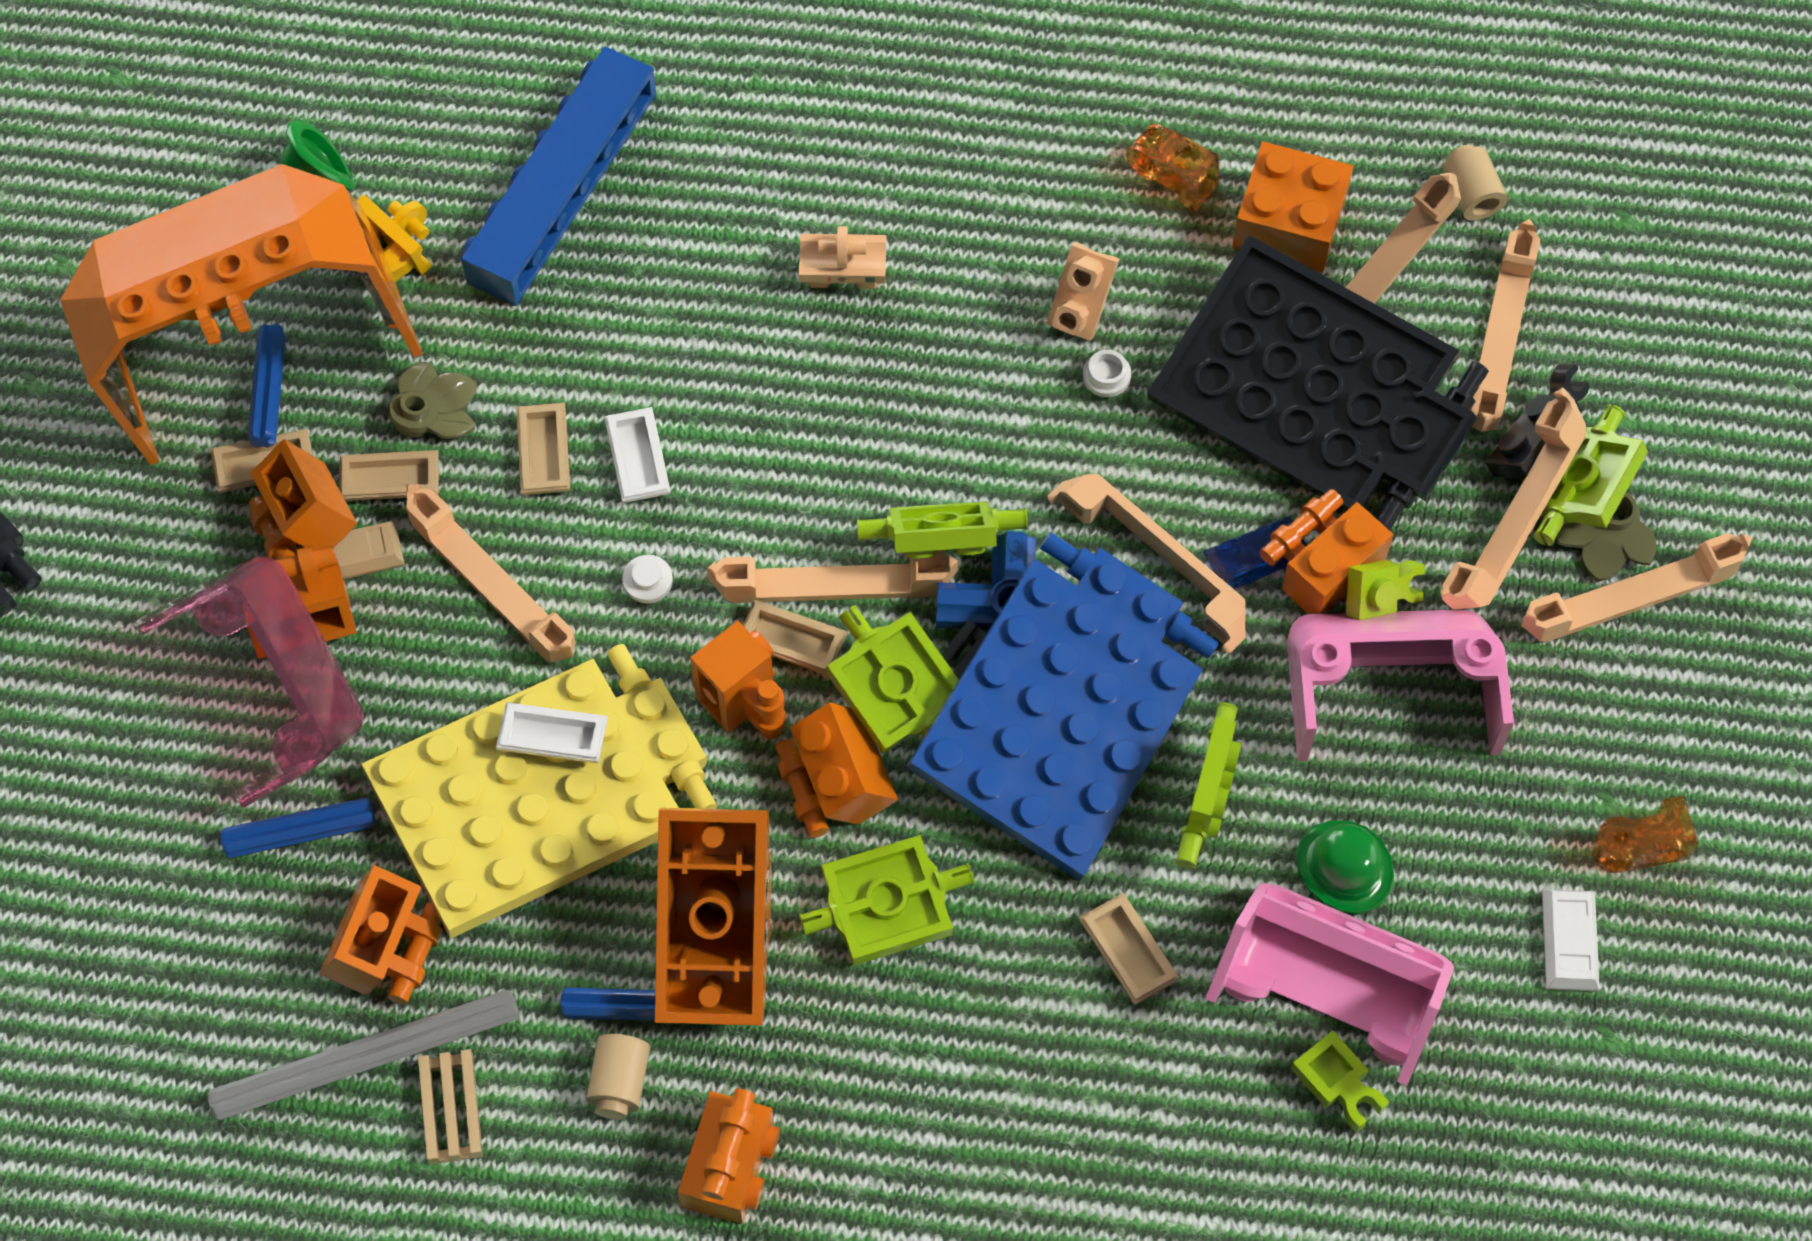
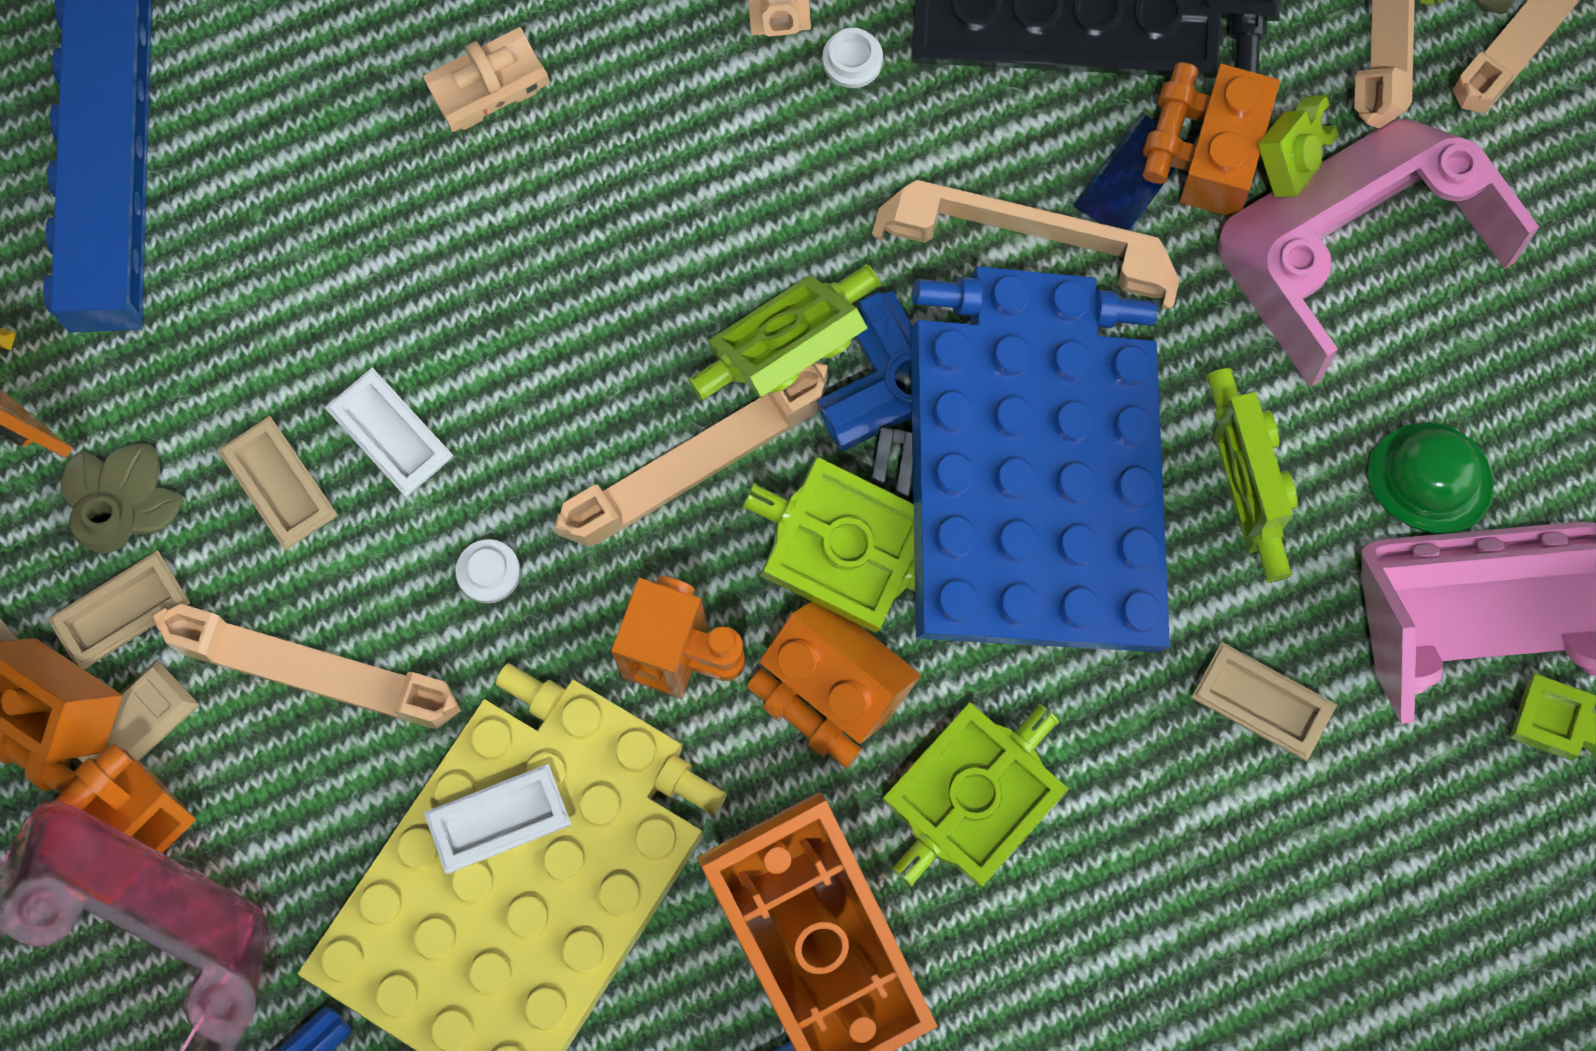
camera: 25 degrees left, 10 degrees up
(796, 637) = (691, 549): tan tile -> none

